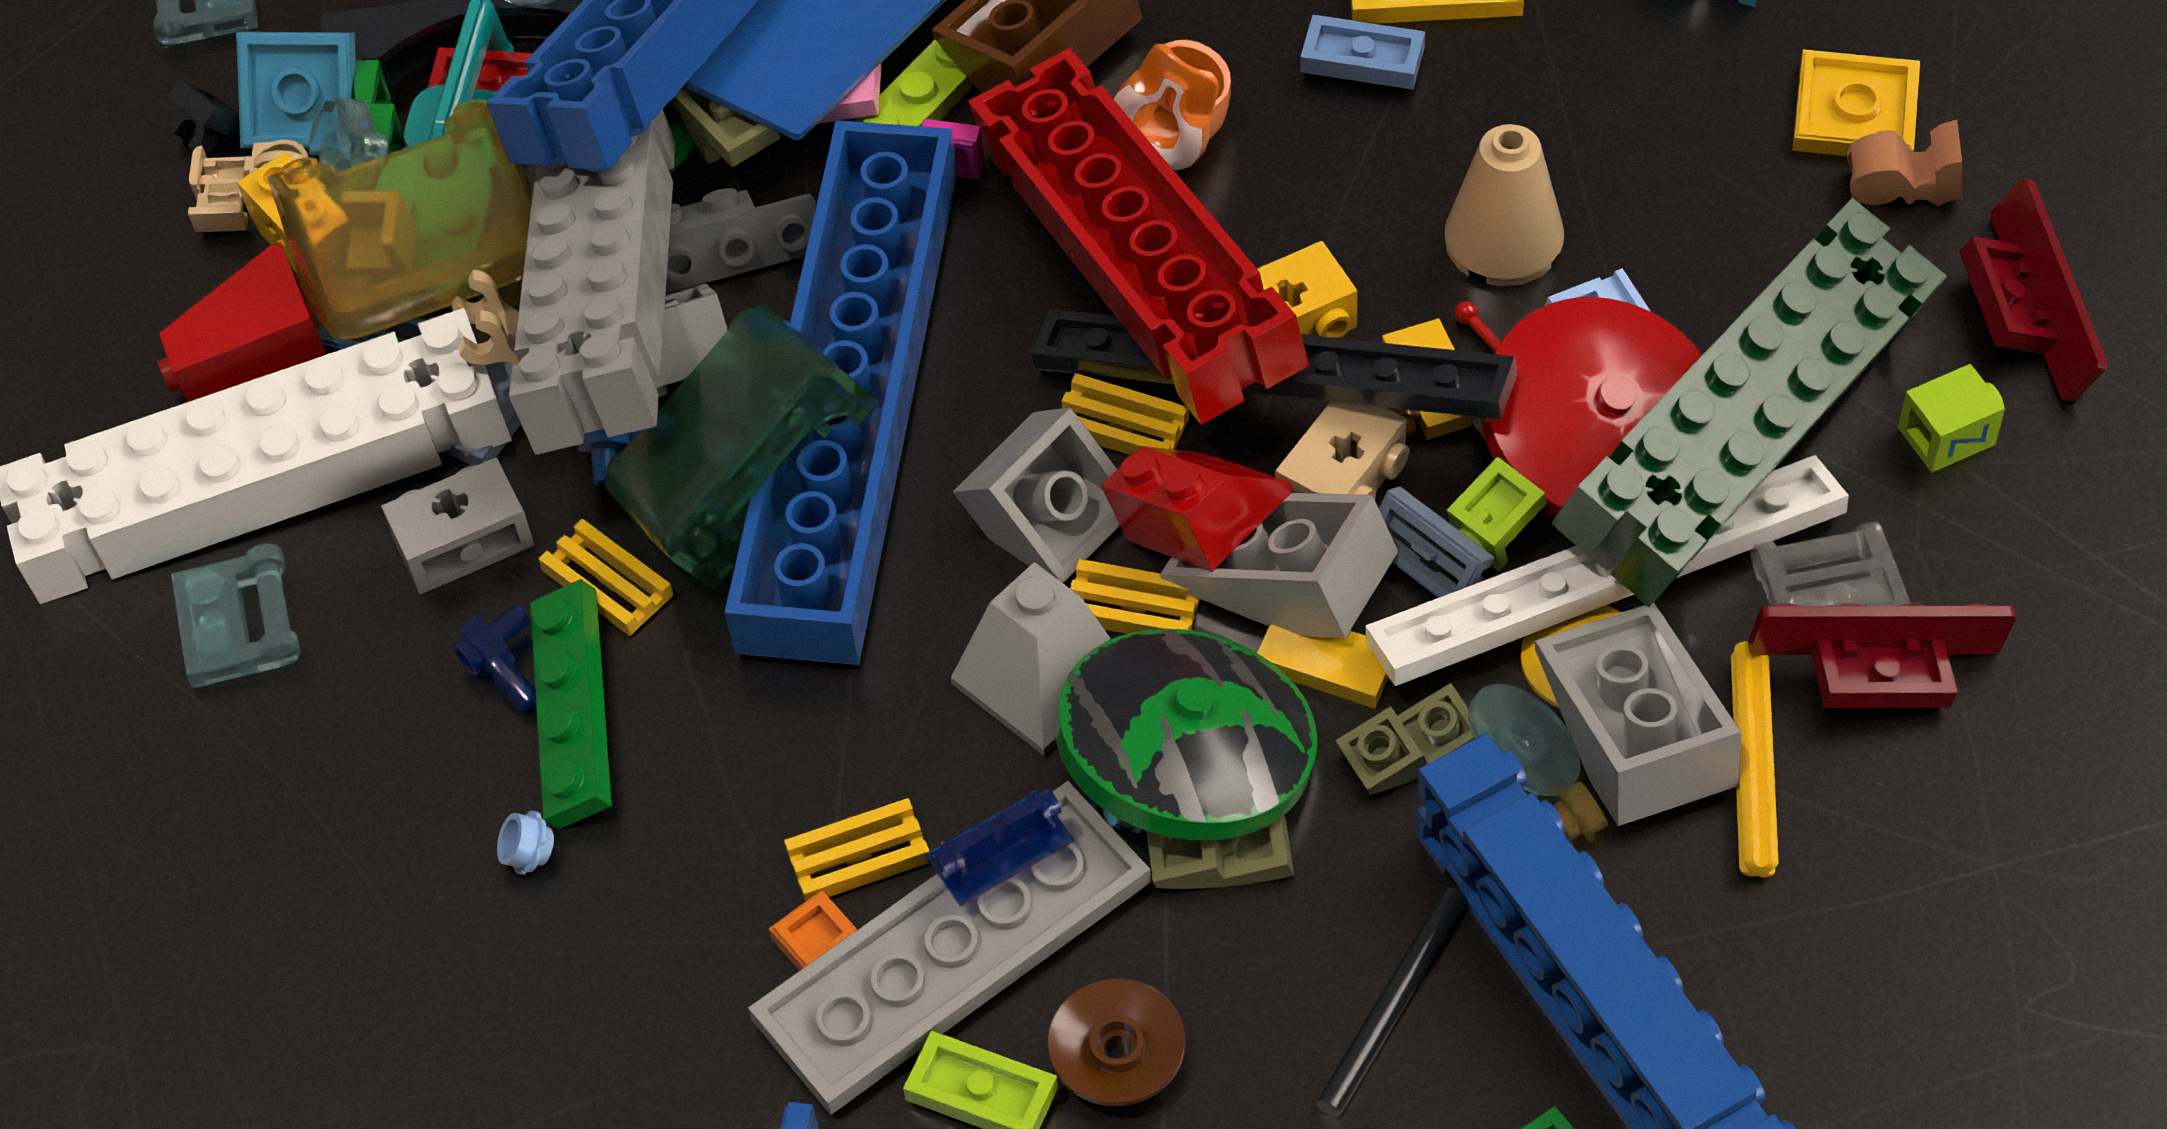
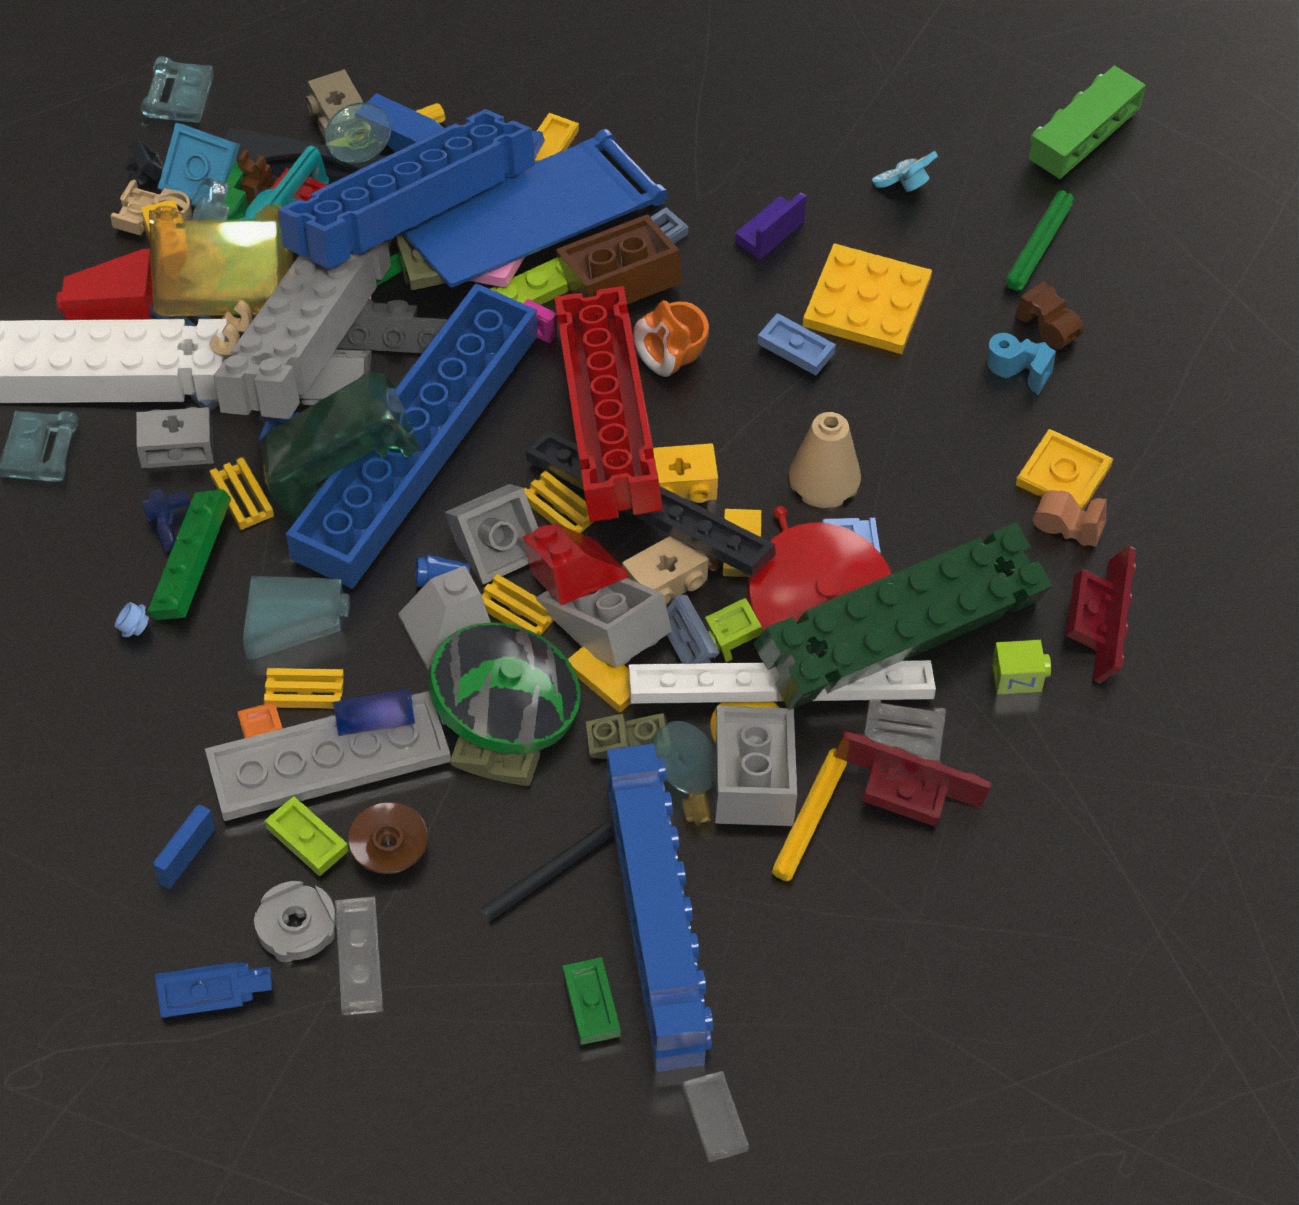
camera: 15 degrees right, 0 degrees up
(399, 75) = (257, 176): none -> reddish brown plate
(783, 735) = (291, 612): none -> clear light blue slope
(976, 585) = (433, 566): none -> blue cone

